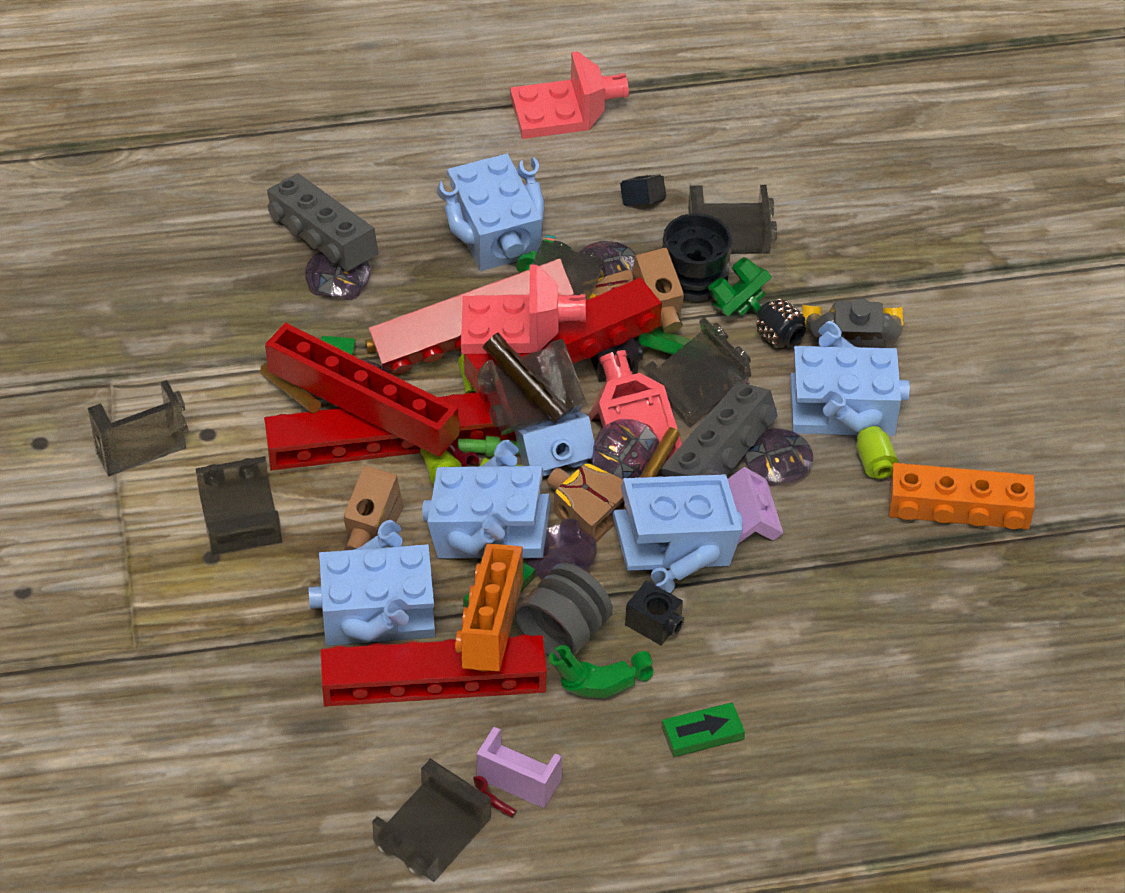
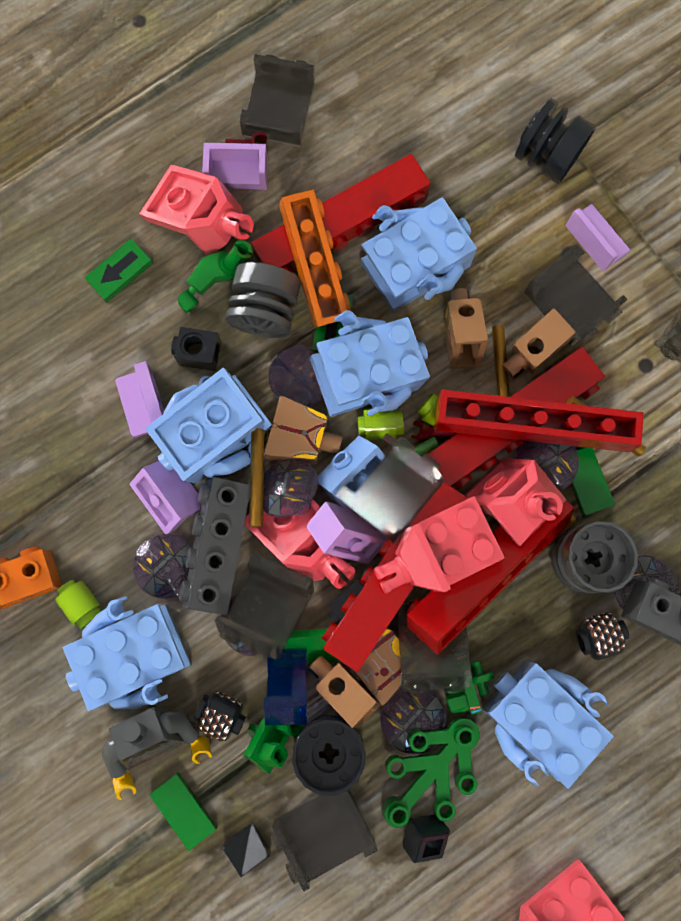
camera: 155 degrees right, 30 degrees up
(162, 632) = (554, 140): none -> black wheel
(174, 551) = (597, 237): none -> lavender panel
(305, 471) = (548, 336): none -> medium nougat torso
(341, 502) = (500, 358): none -> pearl gold bar
(373, 290) = (612, 559): none -> dark grey wheel
(403, 249) = (602, 636): none -> black head
(420, 344) = (518, 497): none -> coral plate
(535, 388) = (363, 481): dark brown pin -> none
(590, 737) = (198, 208): none -> coral plate
(601, 383) = (345, 534): none -> lavender panel
(613, 229) = (434, 768): none -> green plant
(708, 299) = (287, 689): none -> clear blue panel
(736, 598) = (140, 398): none -> lavender panel
(802, 236) = (246, 849): none -> black slope
(845, 278) = (183, 811): none -> green tile

